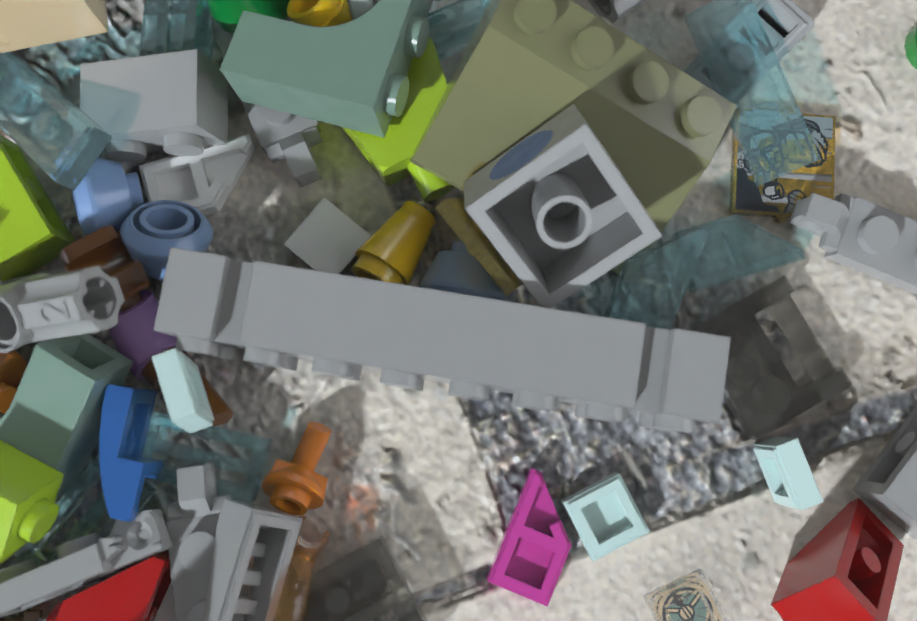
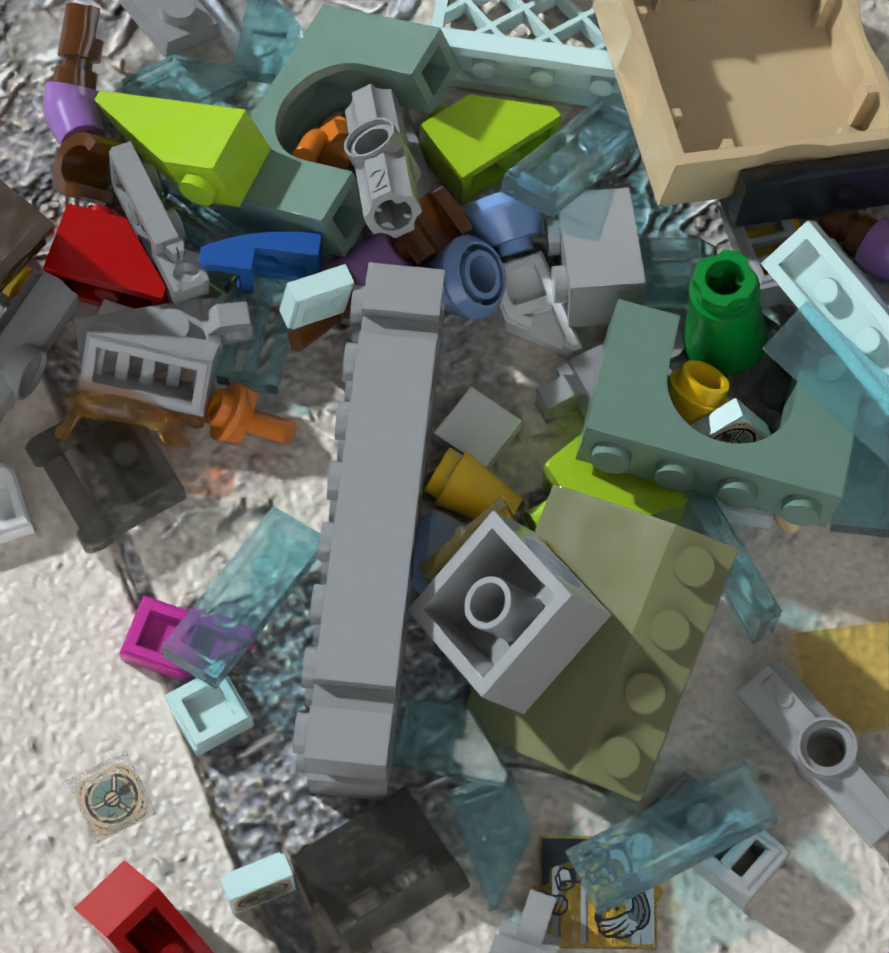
camera: 90 degrees right, 15 degrees down
(497, 479) = (243, 598): none -> clear light blue tile

